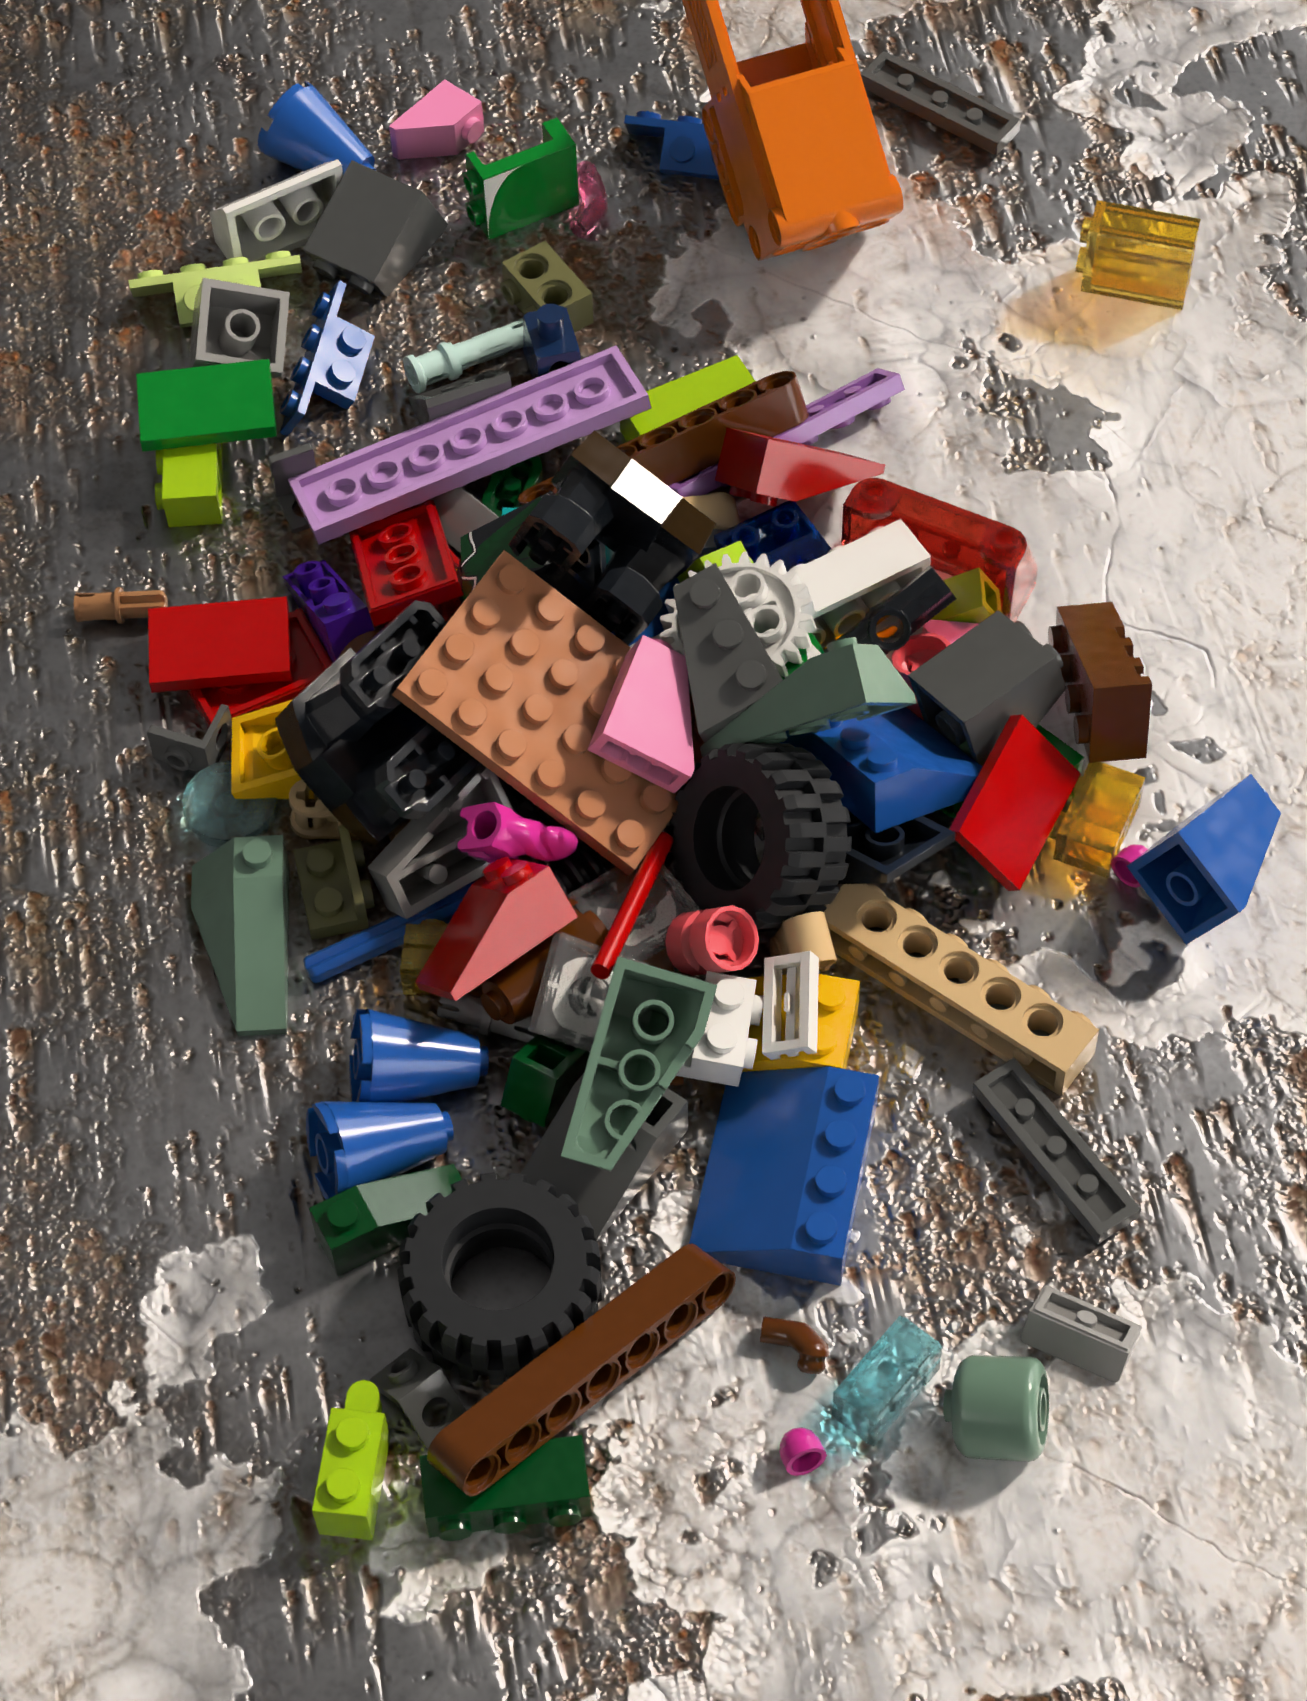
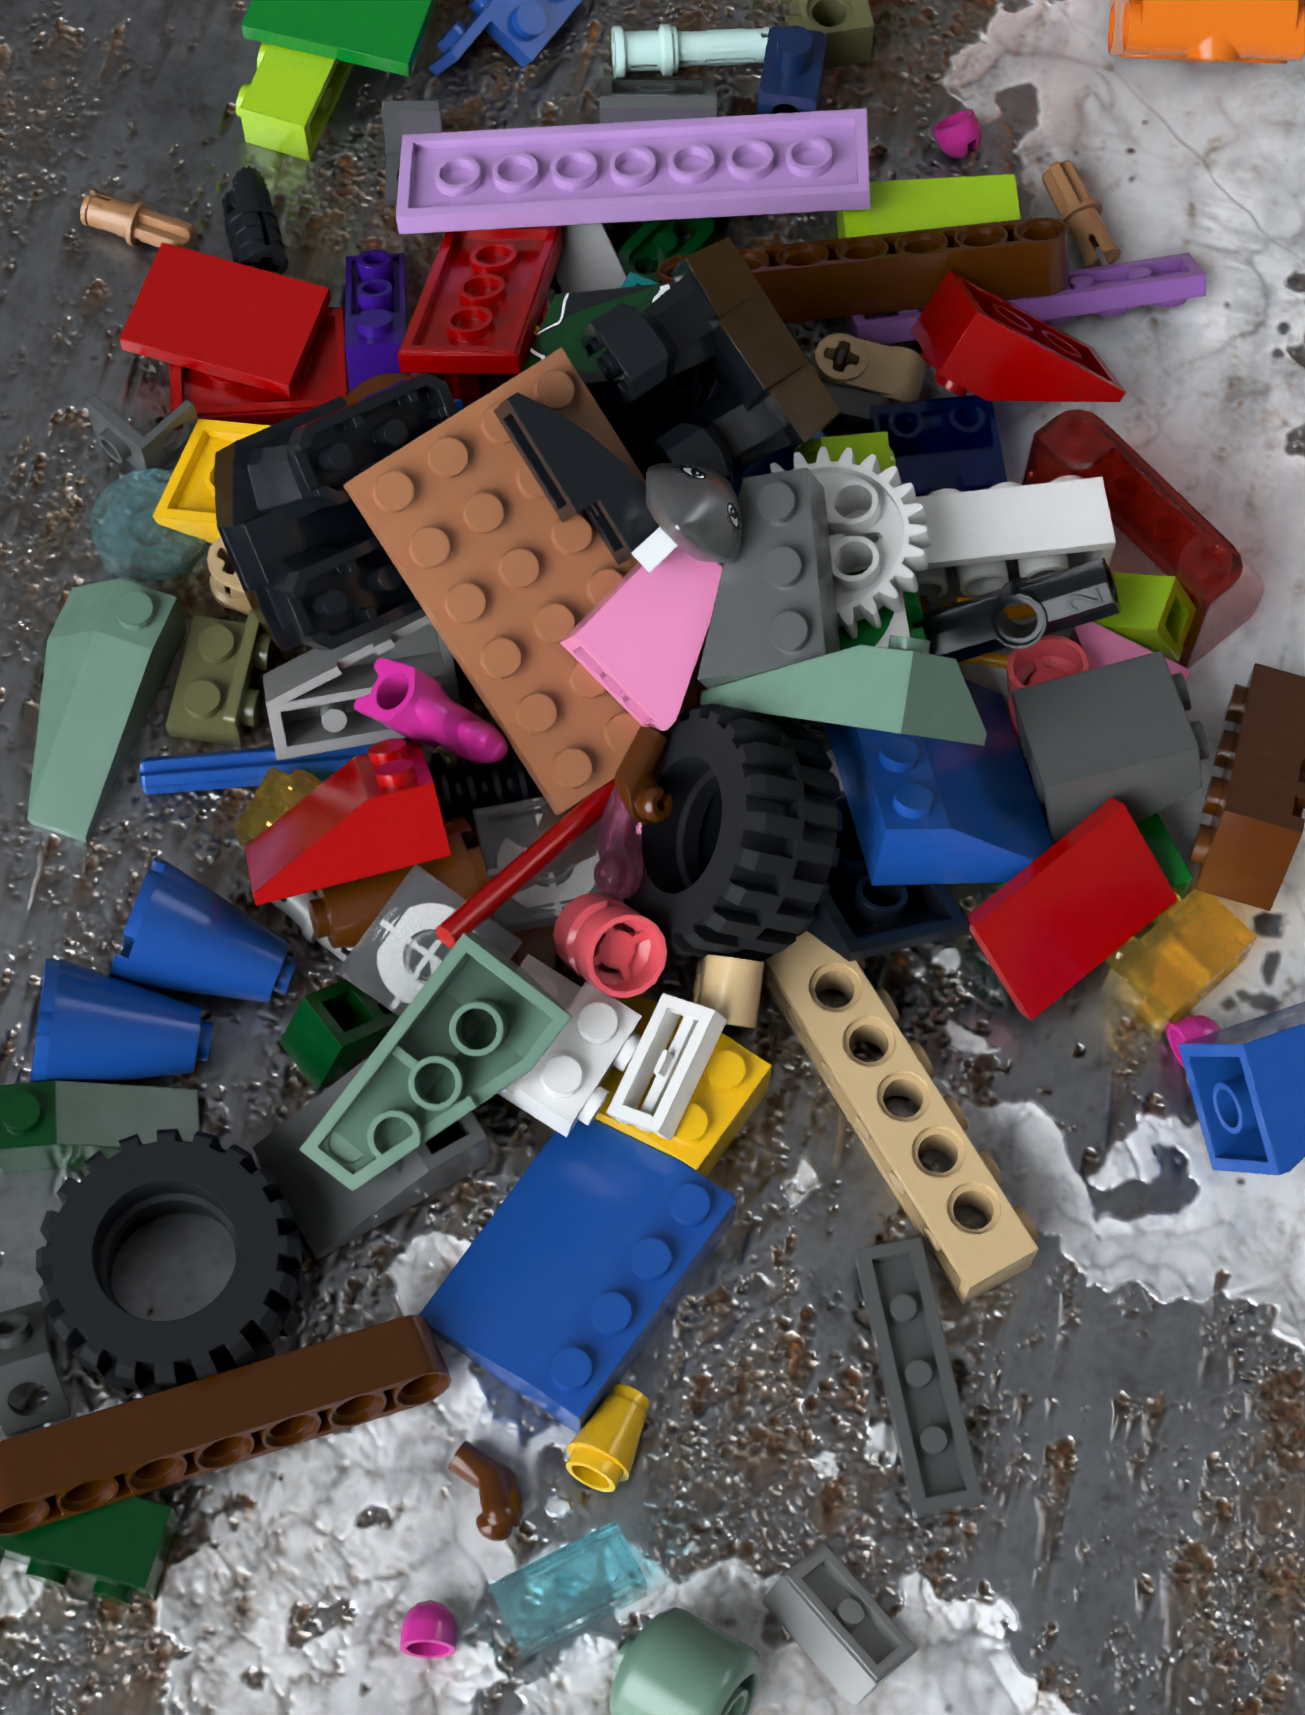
camera: 20 degrees right, 10 degrees up
(205, 574) = (253, 223): none -> black hinge
(560, 626) = (579, 474): none -> black slope
(654, 617) = (692, 512): none -> flat silver piece
(681, 346) = (958, 134): none -> dark pink hinge
(682, 824) = (637, 782): none -> reddish brown arm
(683, 872) = (619, 850): none -> clear pink arm
(780, 359) = (1080, 213): none -> medium nougat axle
(864, 1276) = (609, 1440): none -> yellow cone

